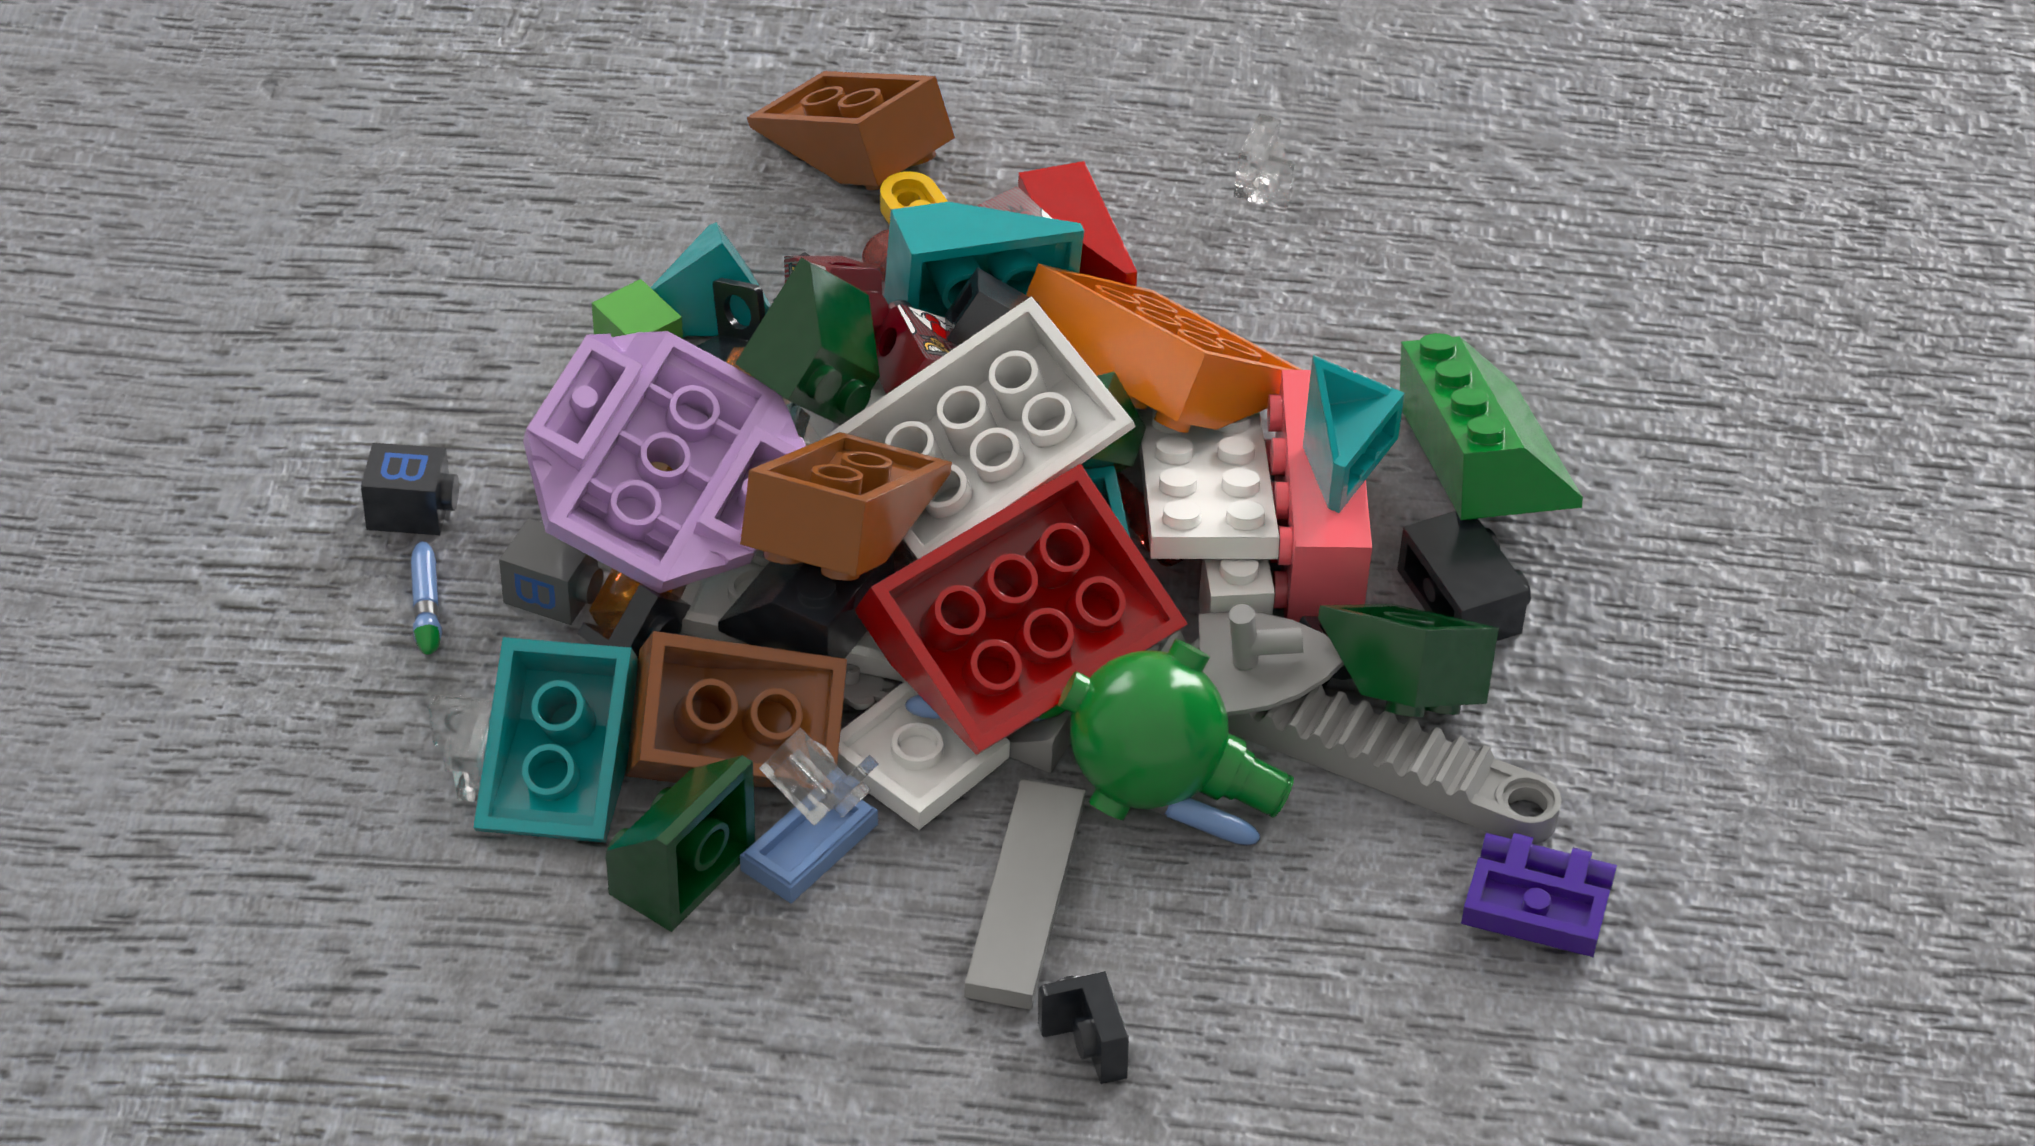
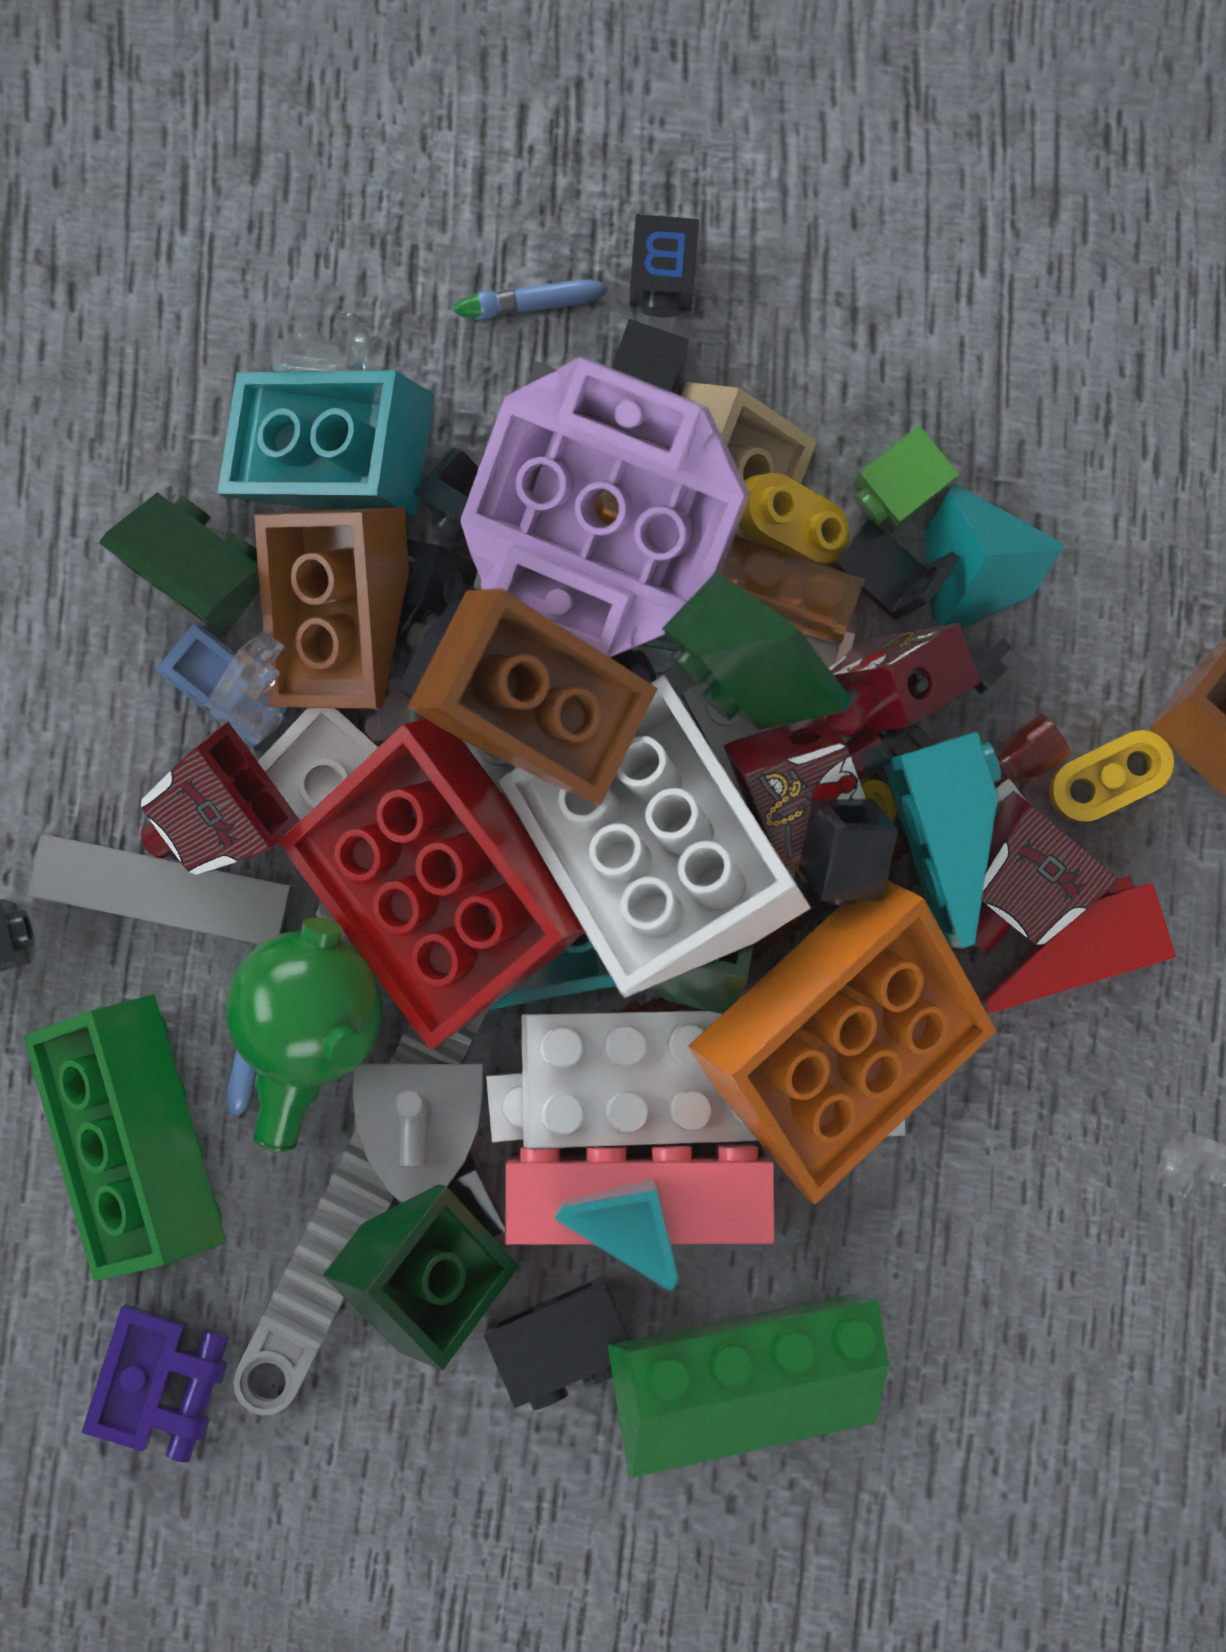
camera: 90 degrees right, 40 degrees up
(501, 499) = (651, 355): none -> black brick
(941, 810) = (215, 806): none -> dark red torso
(1290, 912) = (125, 1138): none -> green slope

